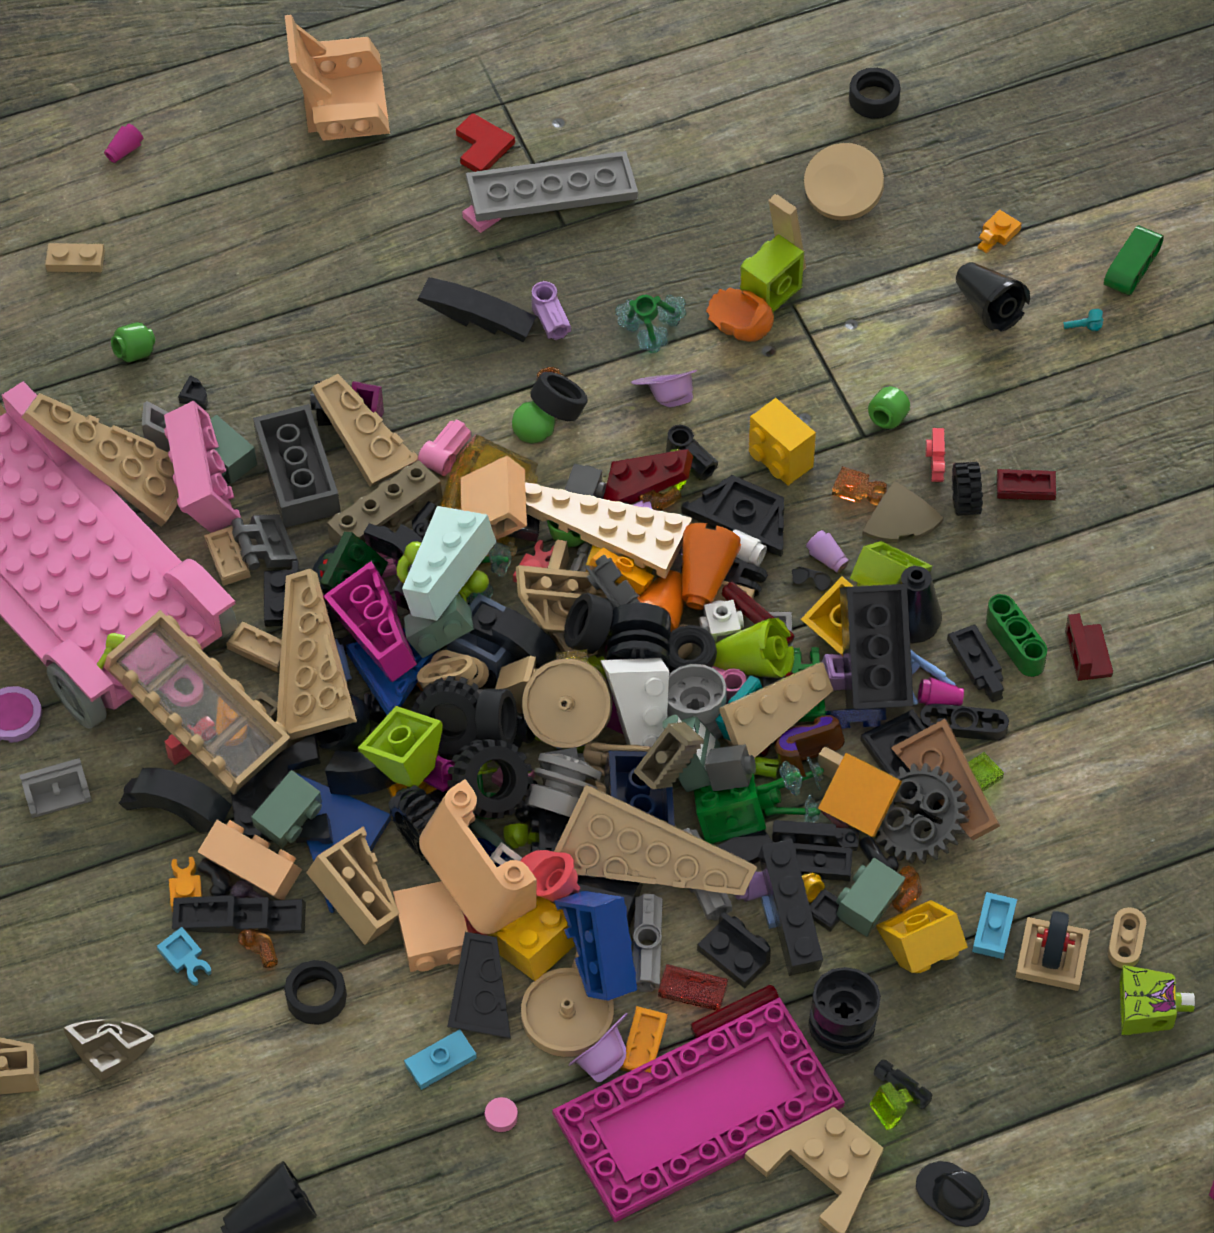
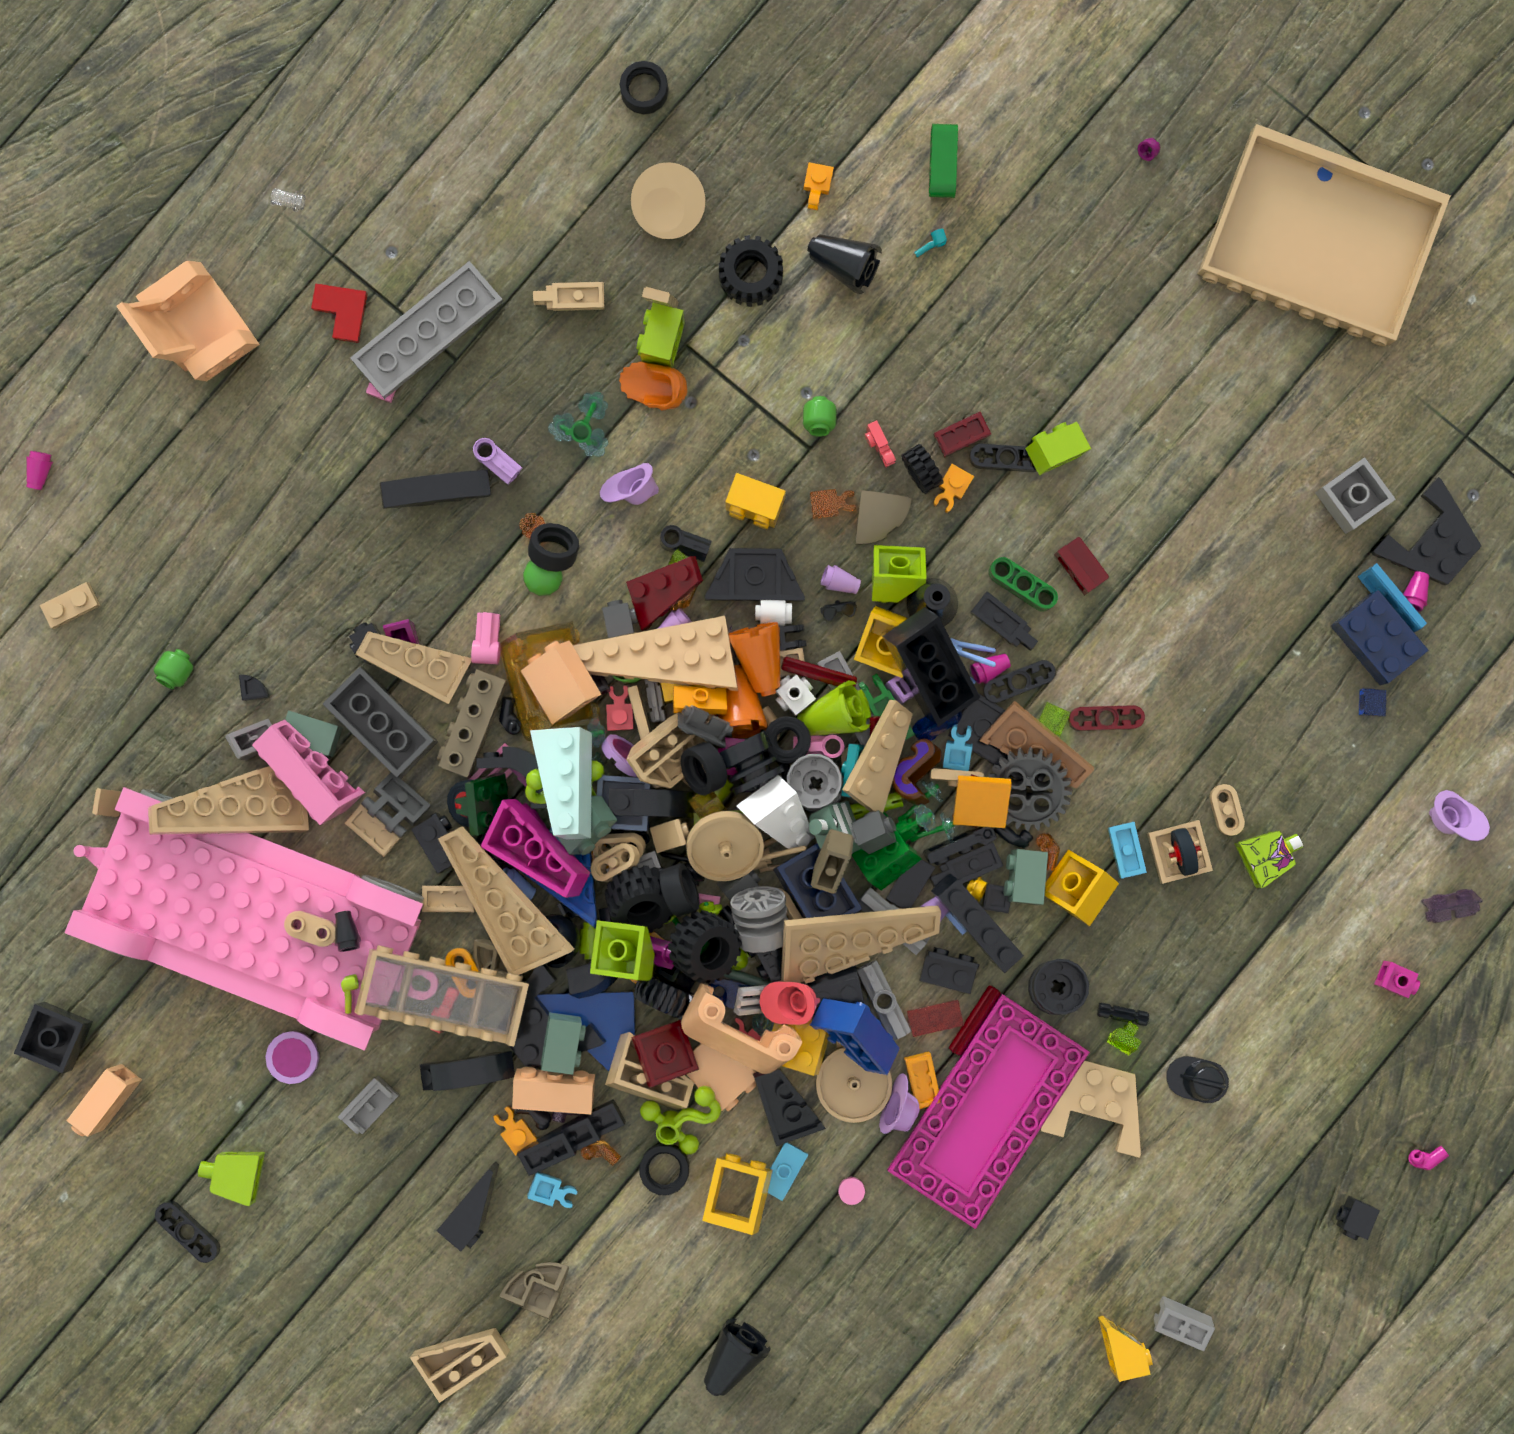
camera: 30 degrees left, 30 degrees up
(95, 921) = (464, 1223): none -> black slope
(110, 579) = (310, 928): none -> tan plate
(142, 599) = (346, 933): none -> black cone
(356, 979) = (688, 1143): none -> lime piece
(386, 865) = (665, 1053): none -> dark red tile
(393, 1065) = (729, 1220): none -> yellow window
(495, 47) = (288, 199): none -> clear pin
(510, 592) = (618, 749): none -> lavender tile
(704, 218) = (571, 296): none -> tan hinge
(865, 746) = (958, 752): none -> medium azure plate
(890, 248) = (750, 250): none -> black tyre
(993, 524) = (954, 485): none -> light orange plate
(1034, 784) = (1125, 710): none -> dark red beam
(1058, 514) = (988, 450): none -> black beam
(1118, 531) = (1058, 447): none -> lime brick

